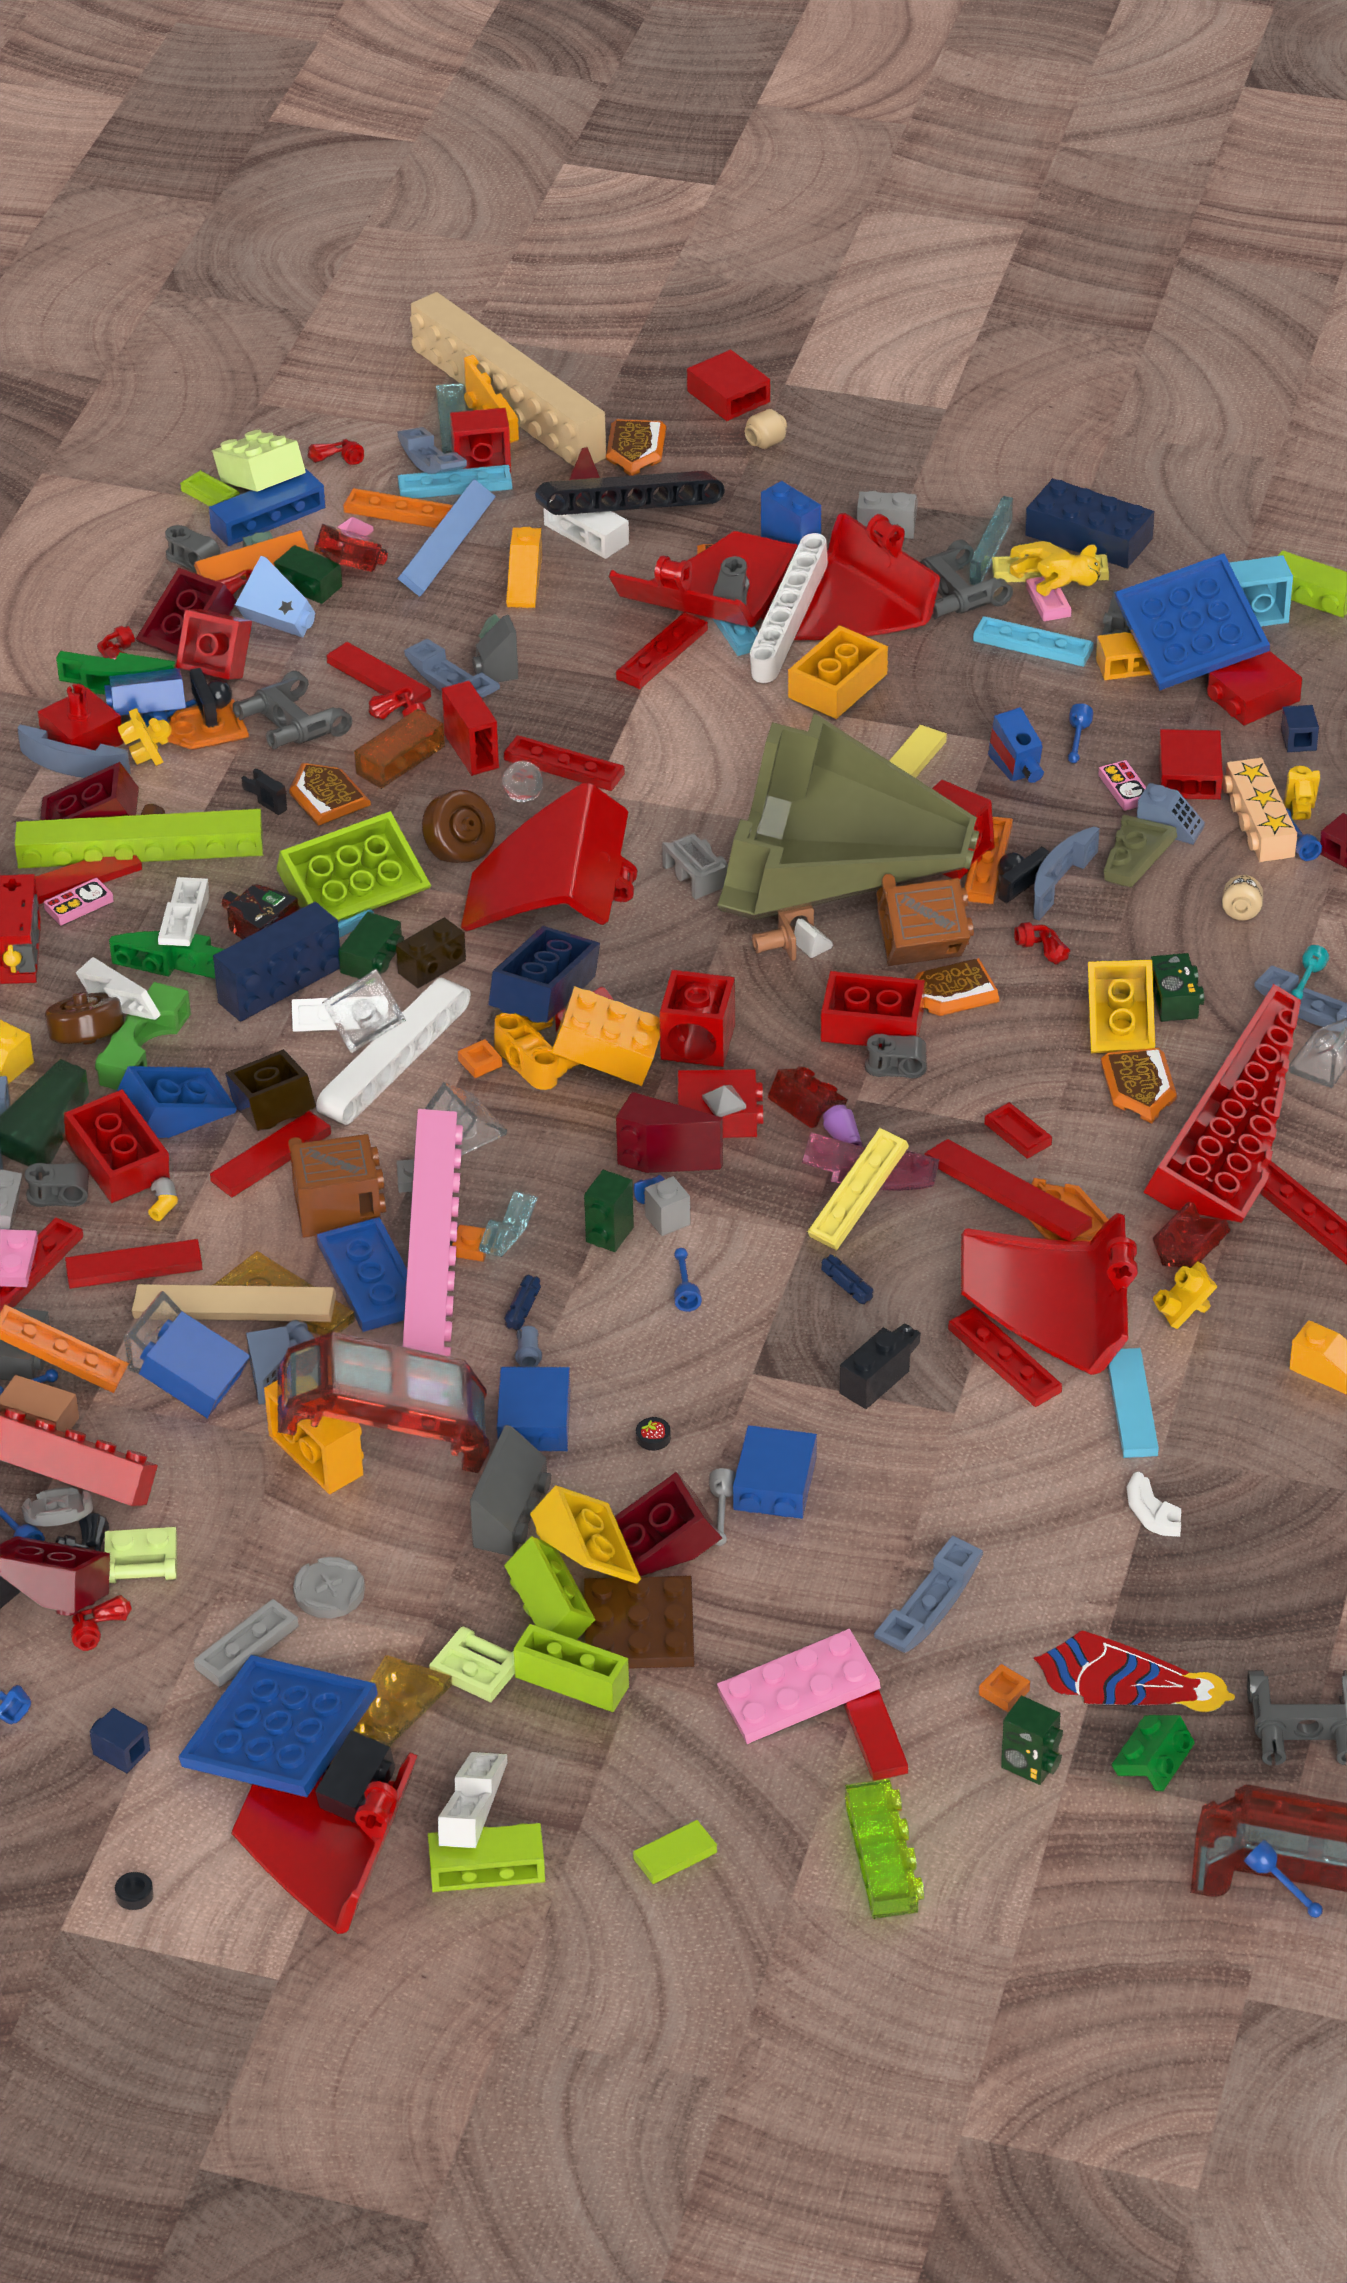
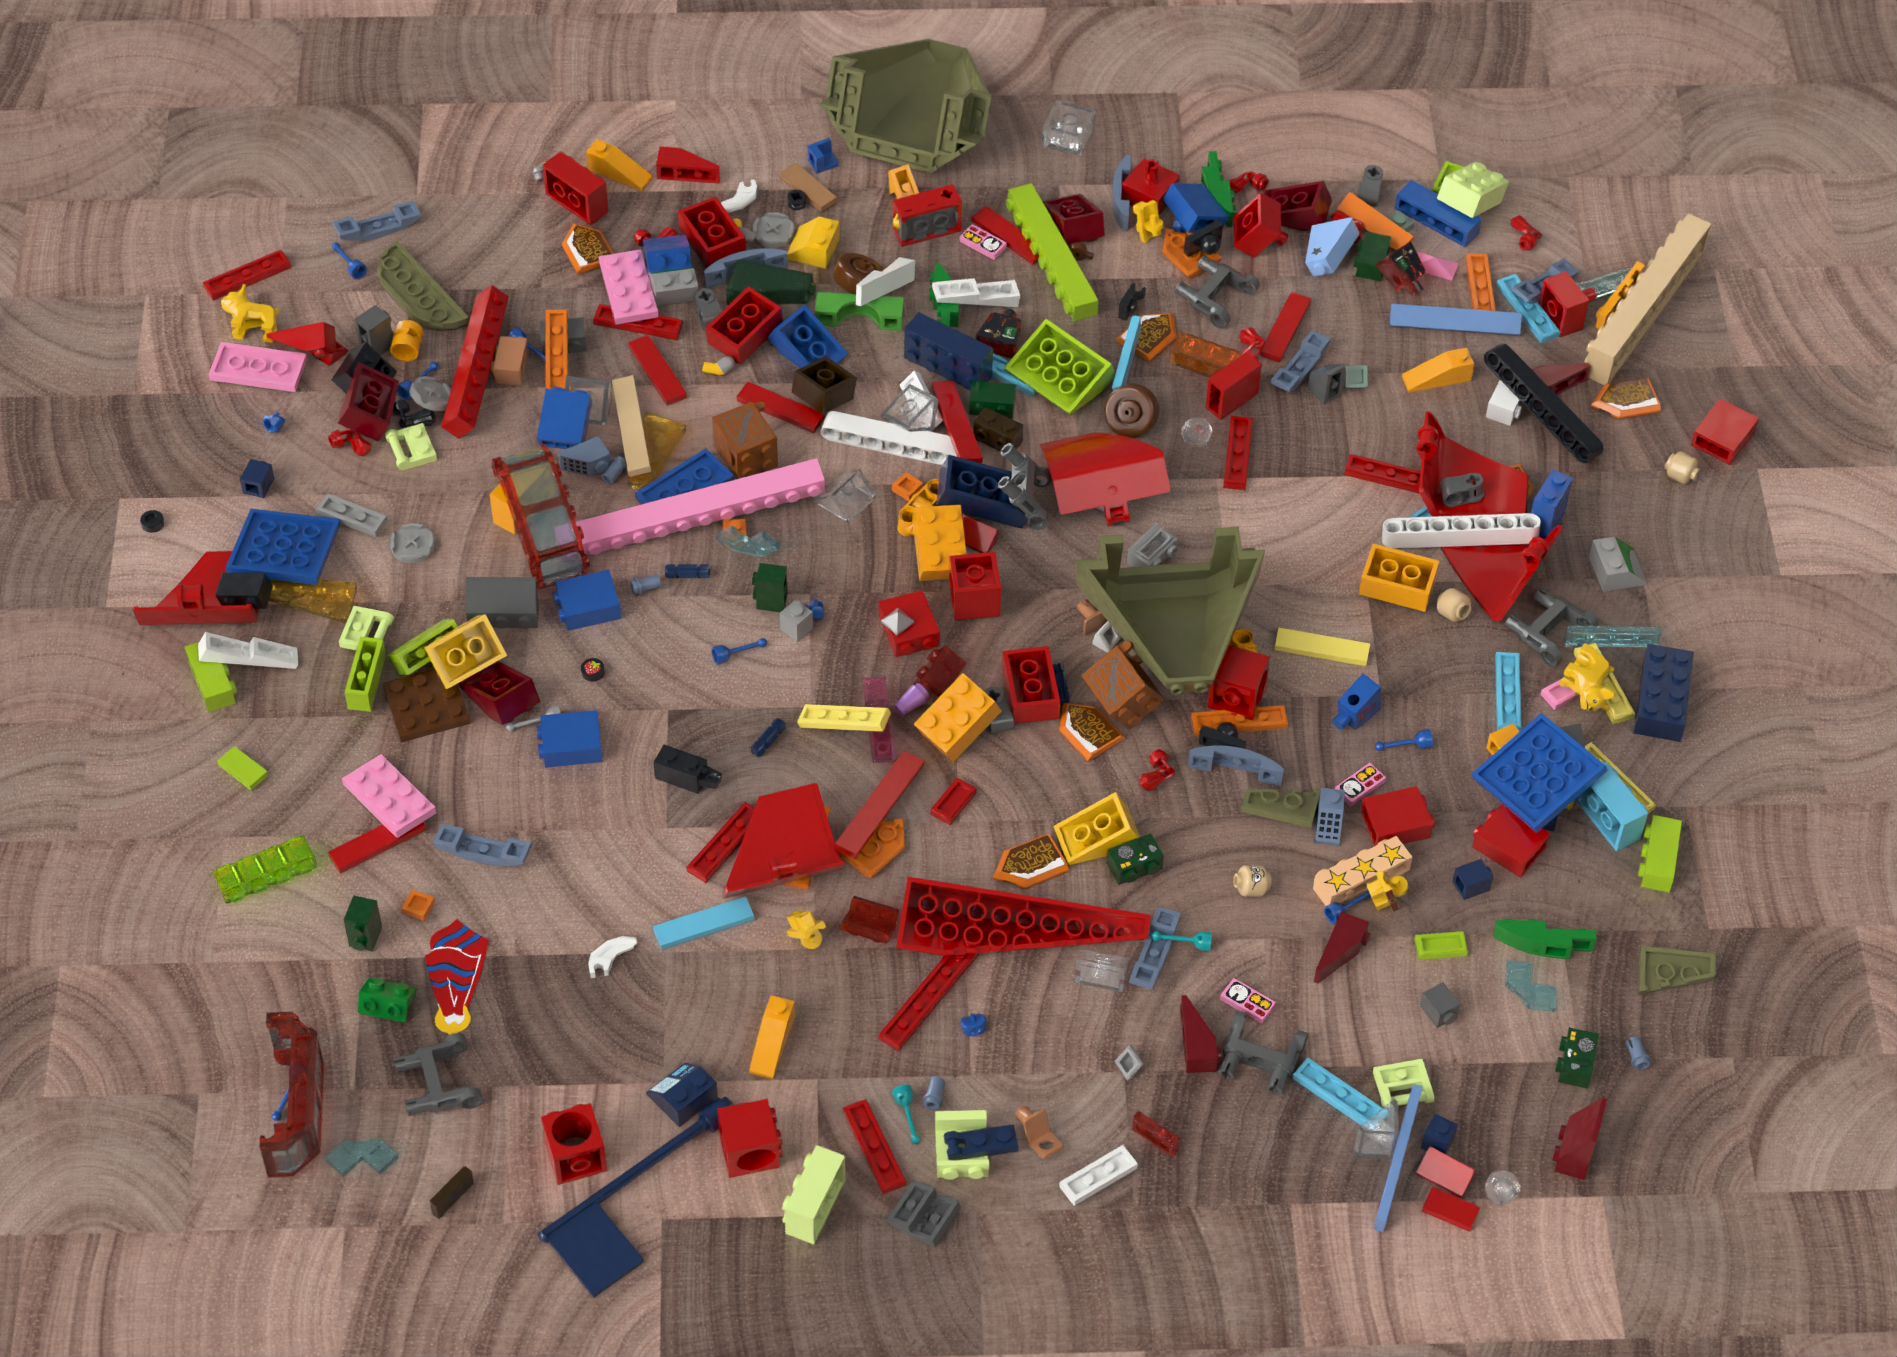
camera: 70 degrees right, 10 degrees up
(364, 806) = (1127, 352): none -> medium azure tile
(416, 978) = (956, 421): none -> red tile
(582, 926) = (1021, 485): none -> dark grey connector
(667, 1137) = (852, 595): dark red slope -> none
(899, 642) = (1454, 605): none -> tan head
(906, 1080) = (958, 717): none -> light orange brick

